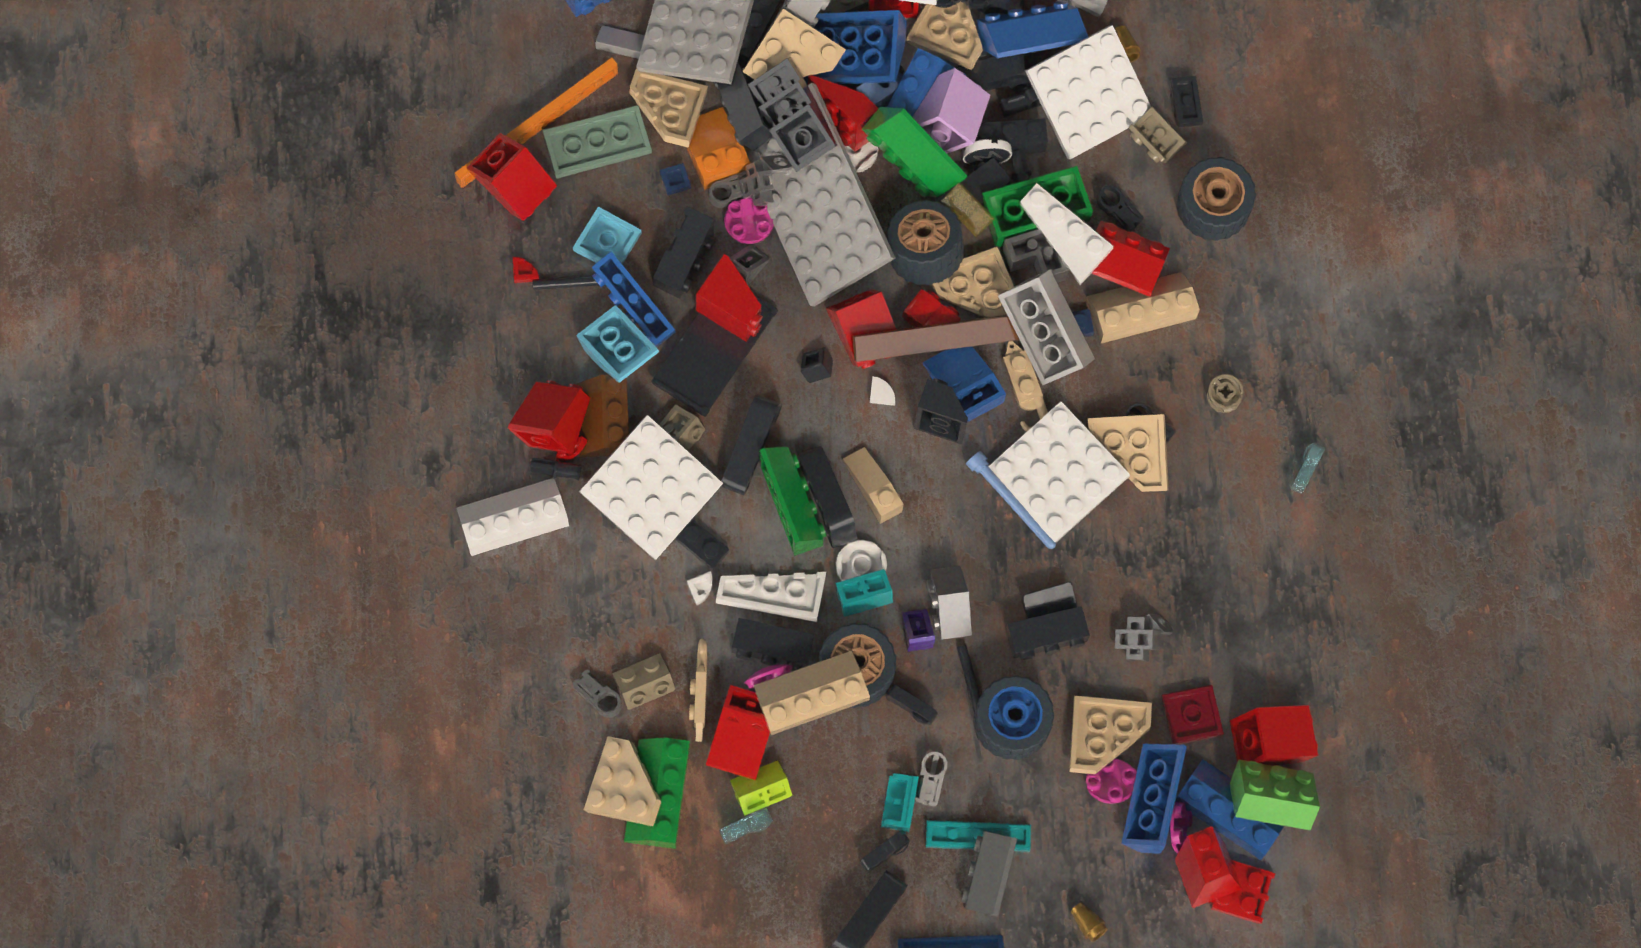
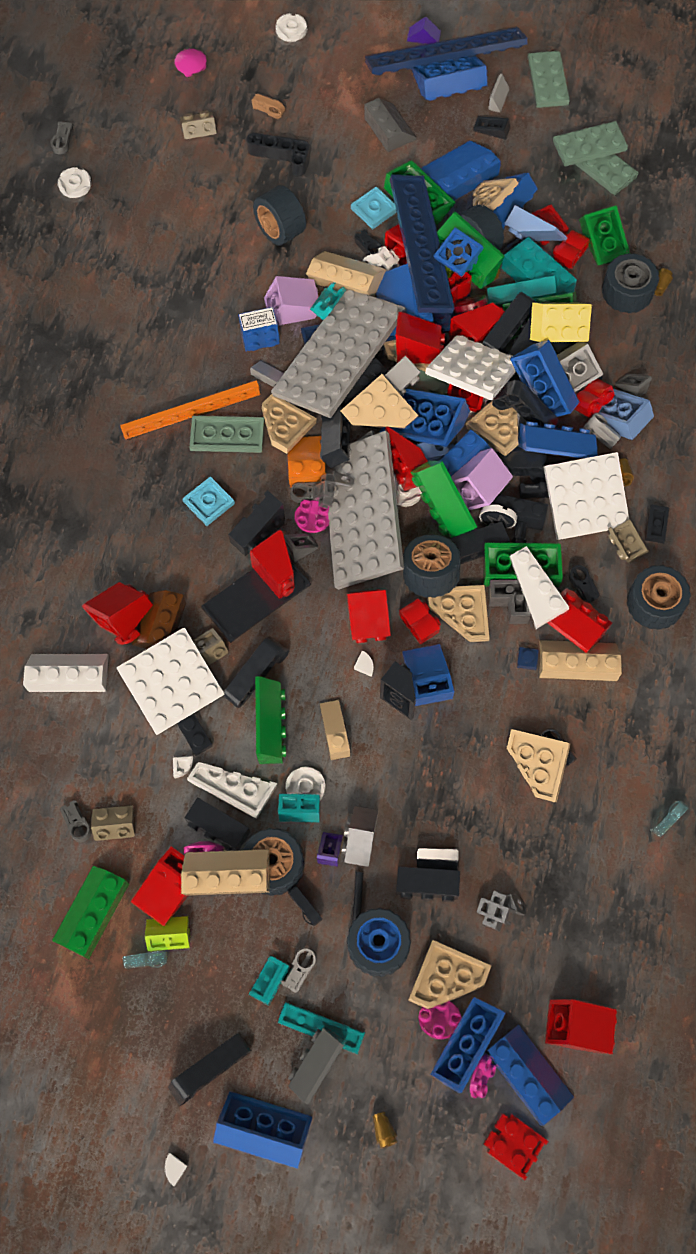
camera: 25 degrees right, 5 degrees down
(512, 176) = (158, 439): red slope -> none
(524, 271) = (144, 505): red tile -> none
(555, 468) = (111, 647): black axle -> none
(564, 283) = (172, 522): black bar -> none
(616, 344) = (183, 571): medium azure slope -> none
(622, 785) = (64, 897): tan plate -> none
(633, 299) = (208, 544): blue brick -> none
(675, 179) = (271, 473): dark blue plate -> none
(698, 688) = (150, 843): tan plate -> none
(793, 114) = (364, 448): slope -> none
(816, 365) = (324, 630): black slope -> none
(828, 497) = (296, 728): black beam -> none
(885, 851) = (243, 1016): black piece -> none
(933, 338) = (427, 637): tile -> none
(968, 210) = (470, 551): clear yellow tile -> none
(980, 465) = (418, 738): medium blue piece -> none
(1023, 381) = (472, 691): tan plate -> none
(1046, 327) = (501, 652): light grey slope -> none
(1059, 471) = (476, 763): white plate -> none
(1192, 715) = (521, 985): dark red tile -> none
(1206, 867) = (493, 1120): red slope -> none
(1225, 393) = (622, 742): dark tan wheel -> none
(1274, 794) = (566, 1077): bright green brick -> none

